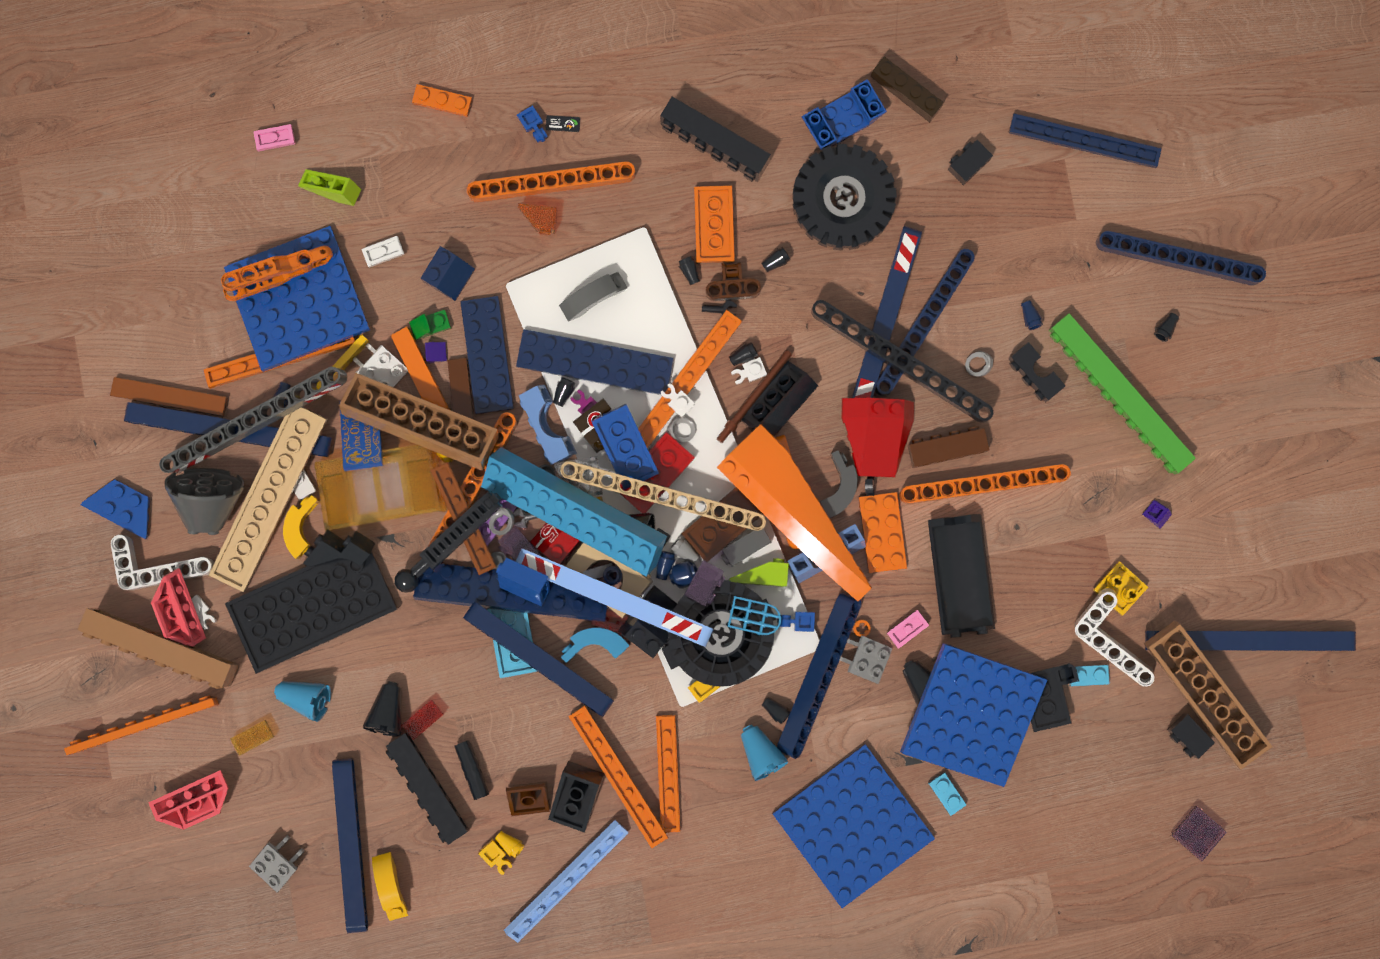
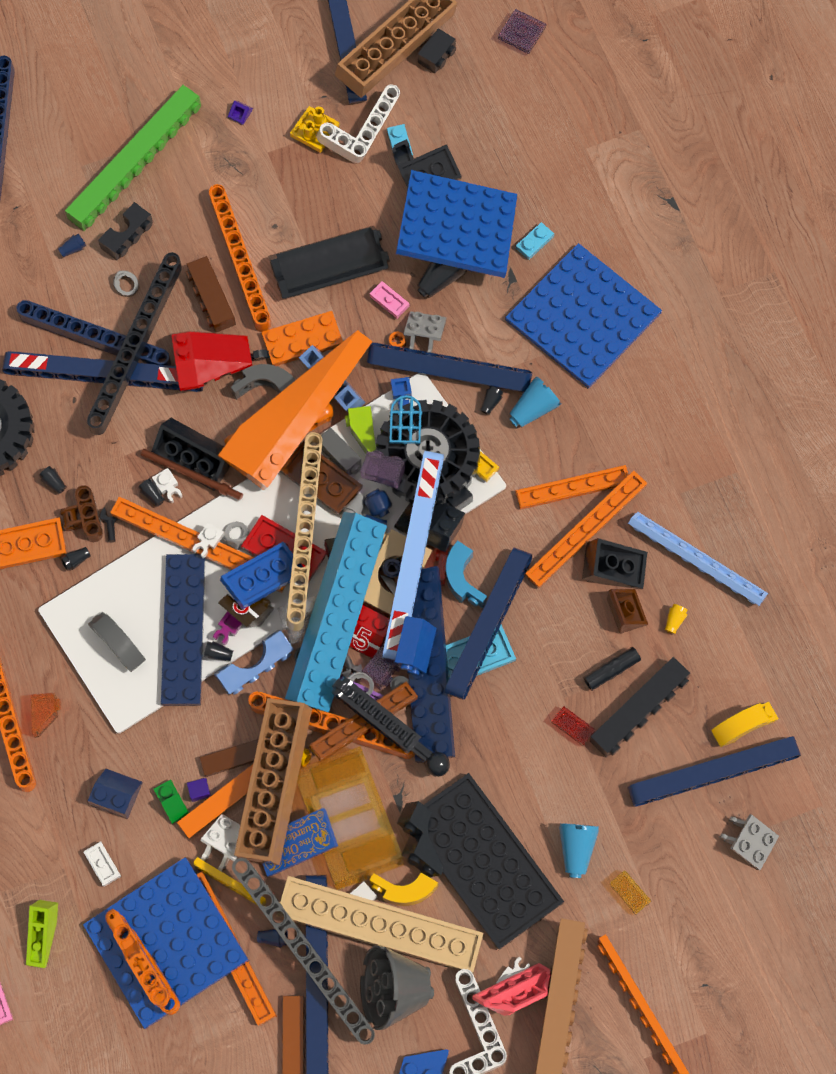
camera: 100 degrees left, 15 degrees down
(192, 802) = (708, 935): coral wedge -> none
(386, 711) = (573, 761): black cone -> none
(487, 355) = (193, 738): dark blue plate -> none
(494, 854) = (690, 630): yellow plate -> none
(1166, 328) = (66, 131): black cone -> none

